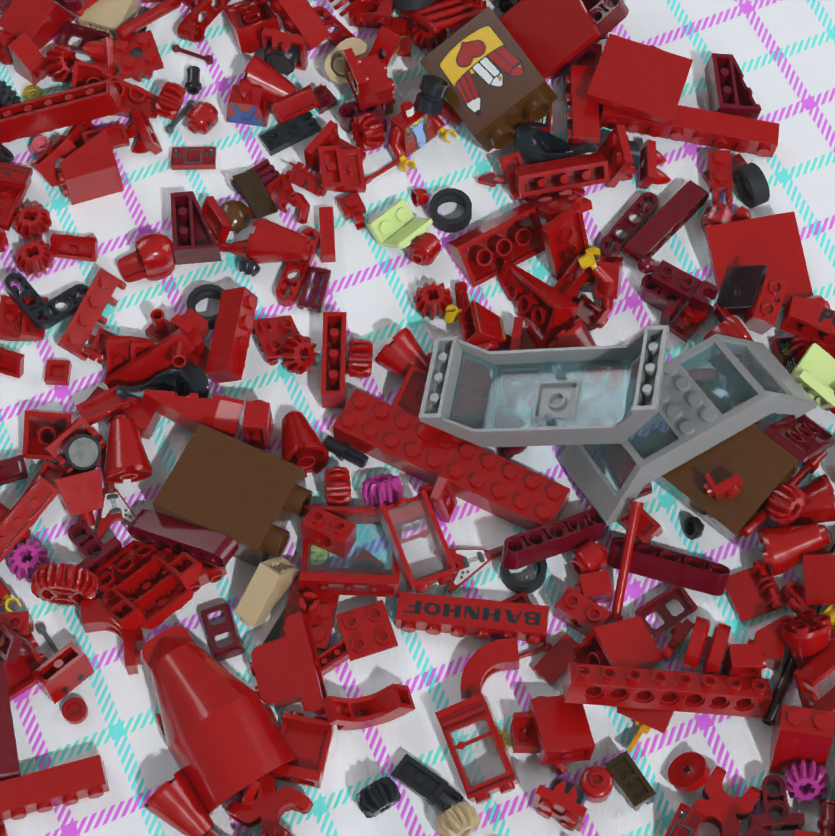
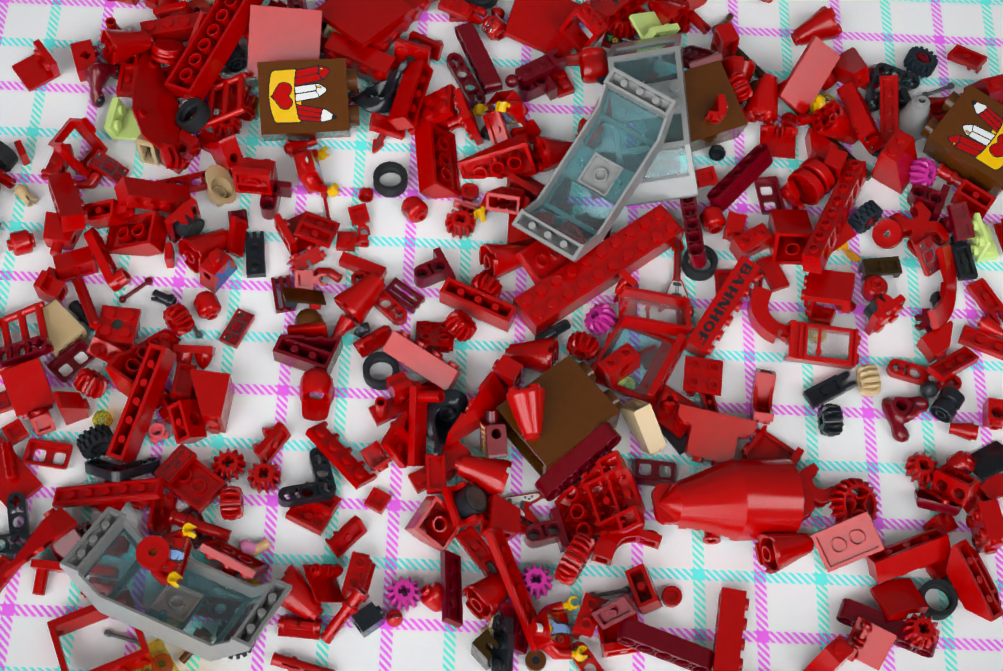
camera: 70 degrees left, 0 degrees up
(169, 440) = (493, 435): none -> dark red torso
(202, 450) = (528, 409): none -> red cone
(234, 279) = (373, 341): none -> red hinge
(241, 59) = (169, 255): none -> red tile
(357, 296) = (429, 270): none -> dark red tile
(367, 132) = (294, 199): red gear -> none
(382, 202) = (359, 216): none -> red plate
(397, 226) = (391, 216): yellowish green bracket -> none
(432, 91) = (299, 137): black wheel -> none
(482, 293) = (469, 192): none -> red tile
(626, 560) = (728, 193): red bar -> none
(695, 734) = (866, 216): none -> black wheel
(741, 286) = (564, 33): black piece -> none

